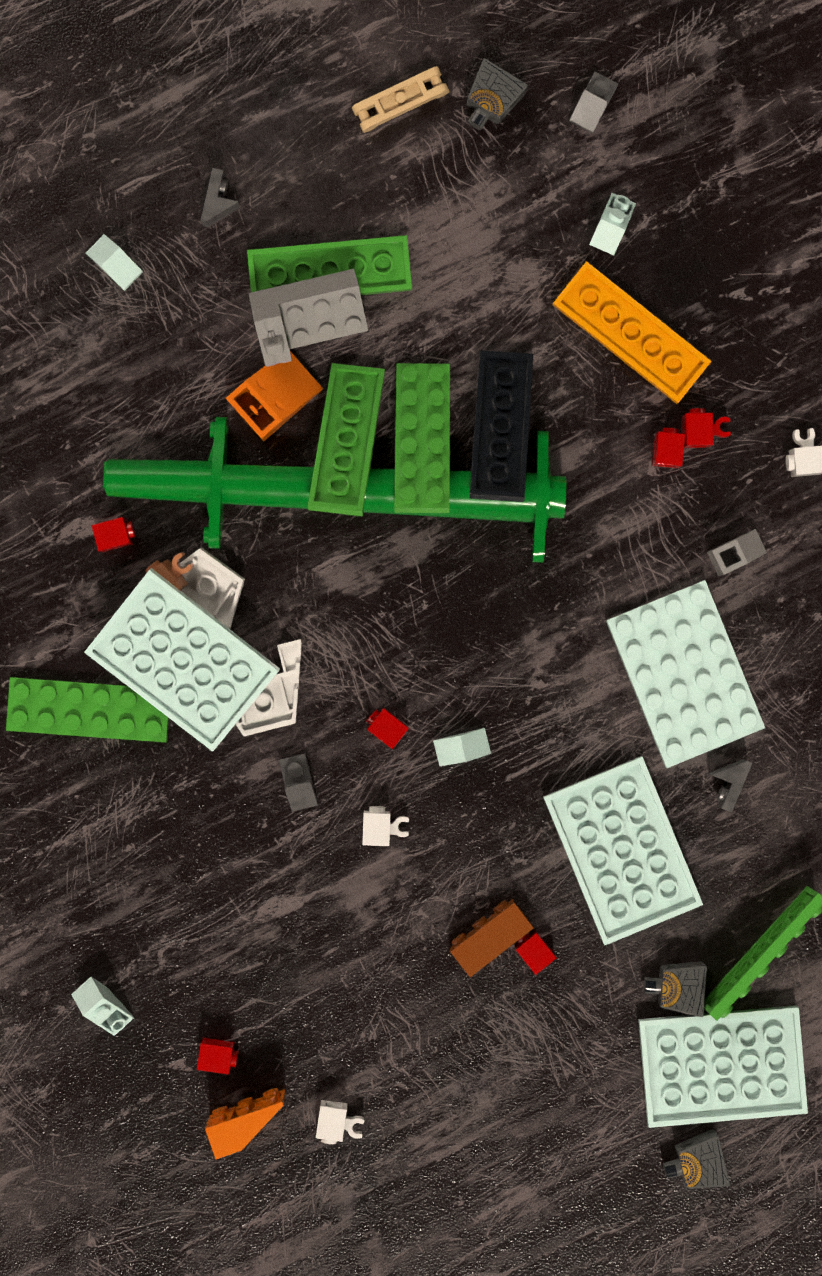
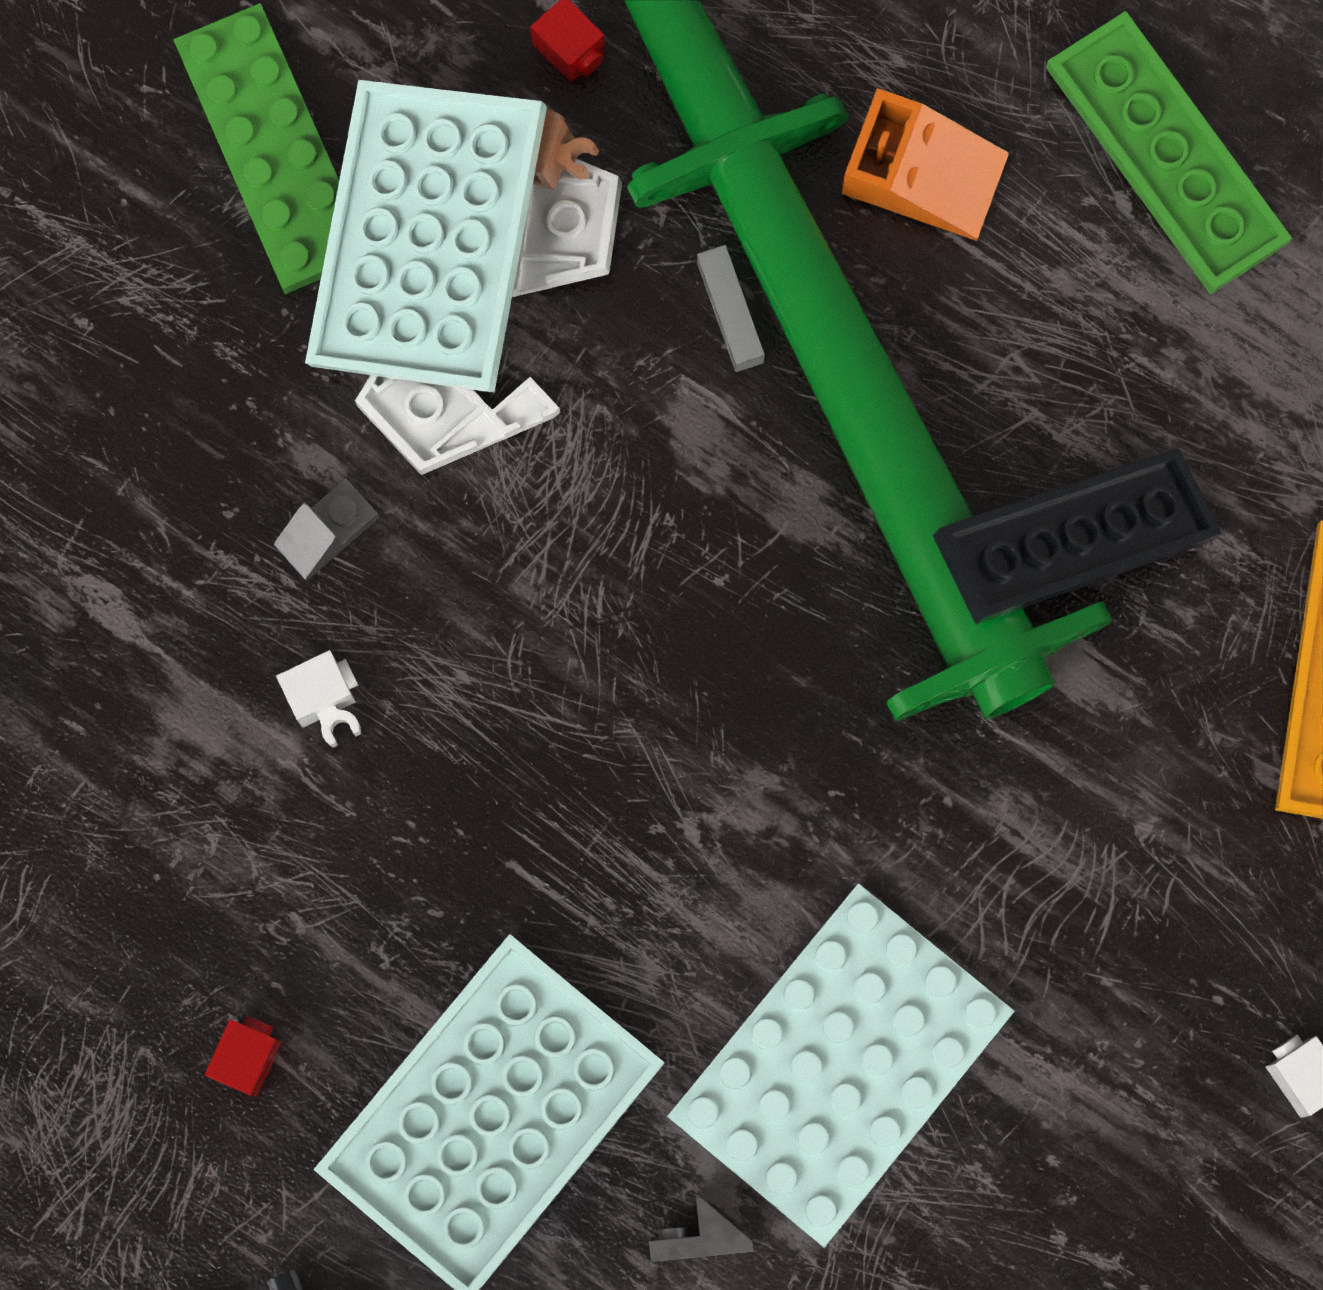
camera: 60 degrees right, 10 degrees down
(293, 528) = (730, 308): none -> light grey piece
(306, 314) = (1078, 143): light grey hinge -> none
(346, 440) = (916, 304): bright green plate -> none
(386, 727) = (489, 619): red brick -> none
(422, 438) = (985, 422): bright green plate -> none
(462, 747) = (523, 760): light aqua slope -> none
(490, 937) = (230, 969): dark orange brick -> none
(668, 448) = (1195, 832): red brick -> none
(700, 428) = (1255, 867): red brick -> none
(736, 552) = (1090, 1037): light grey slope -> none

